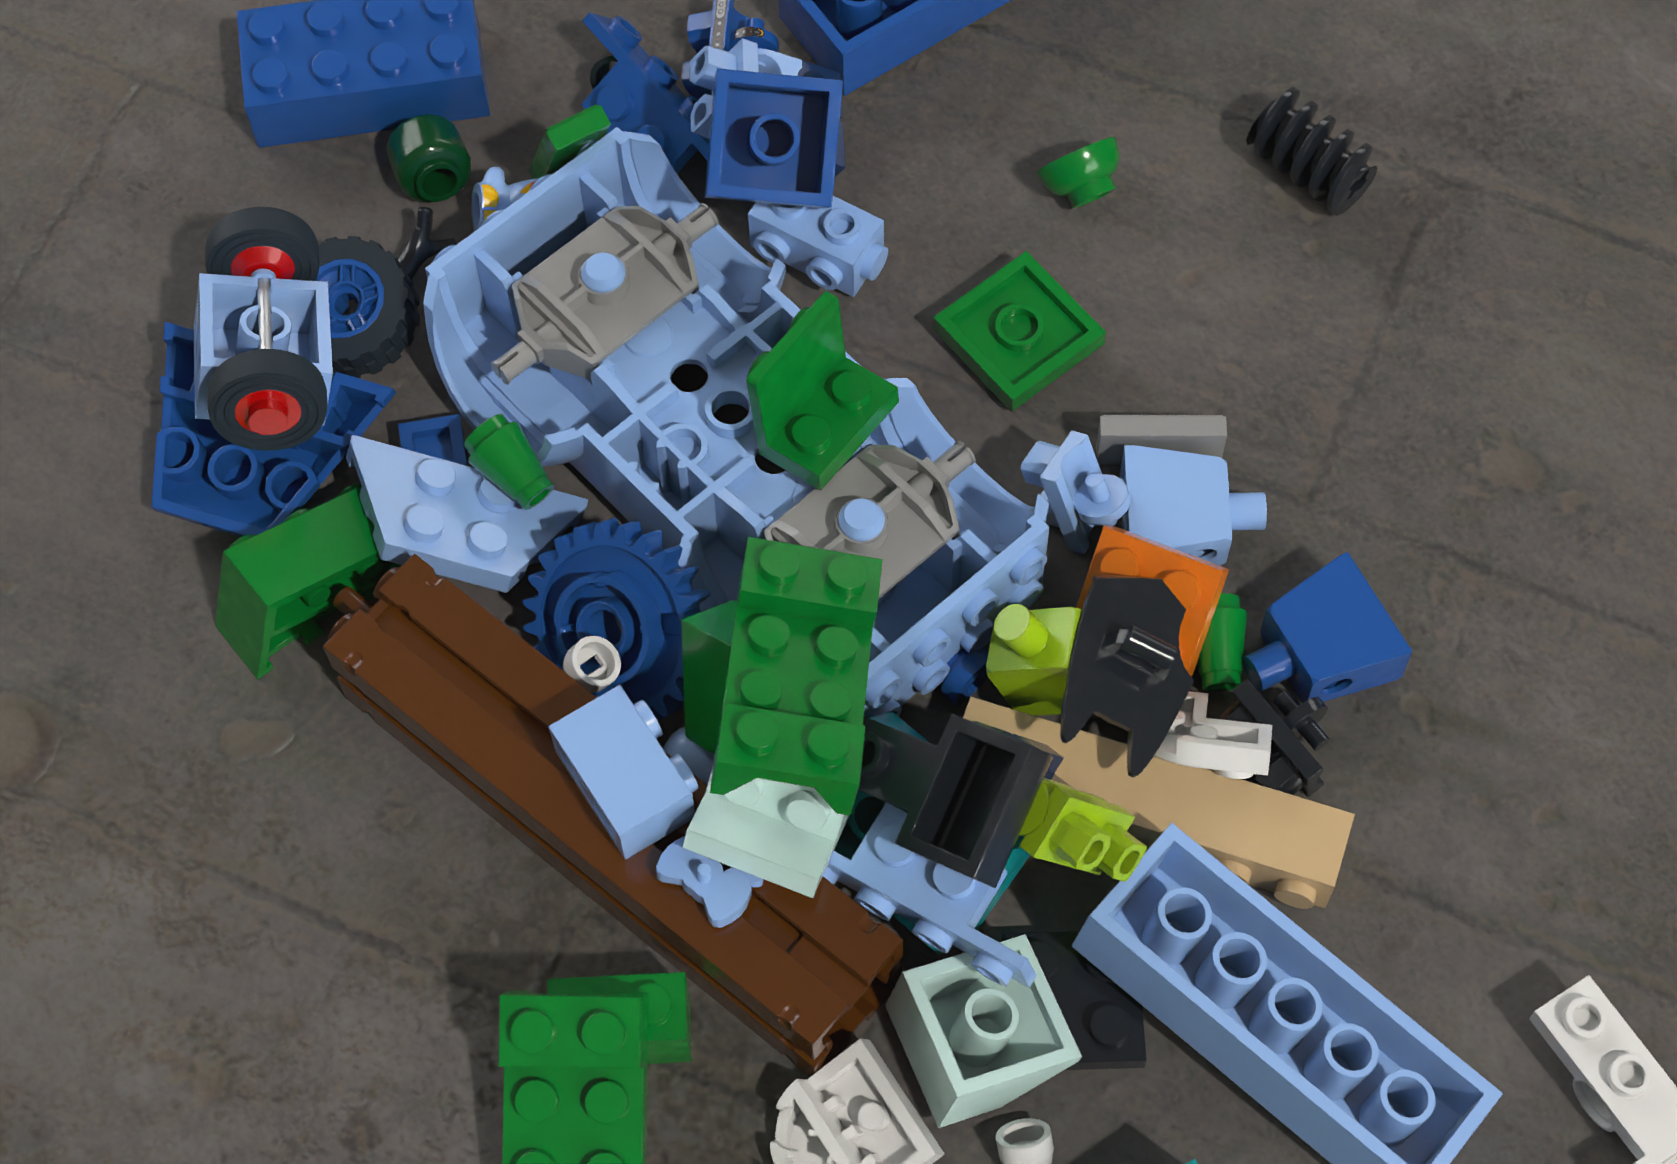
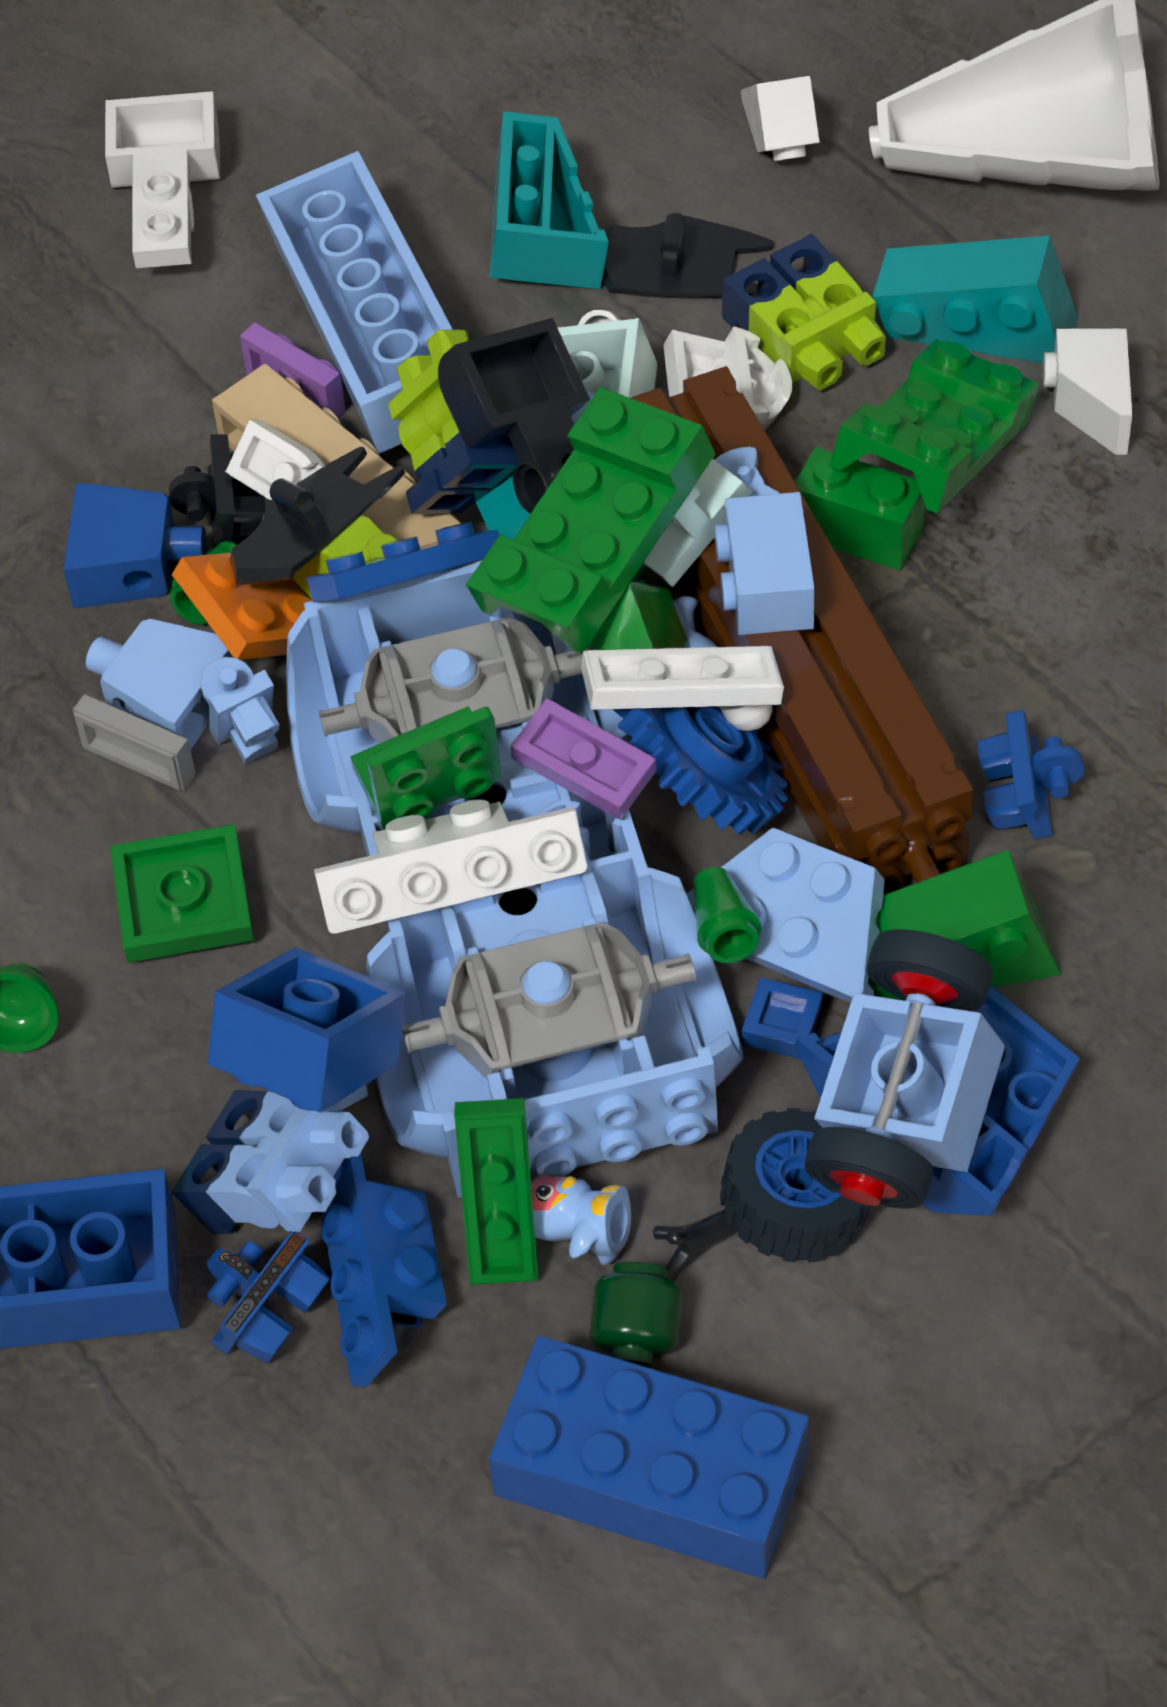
camera: 150 degrees left, 10 degrees down
(306, 791) = (1032, 771): none -> blue hips
(639, 603) = (681, 677): none -> white tile
(686, 481) = (583, 758): none -> medium lavender plate
(729, 347) = (449, 862): none -> white bracket
(975, 600) = (401, 562): none -> blue plate
(1340, 927) = (315, 377): none -> medium lavender plate

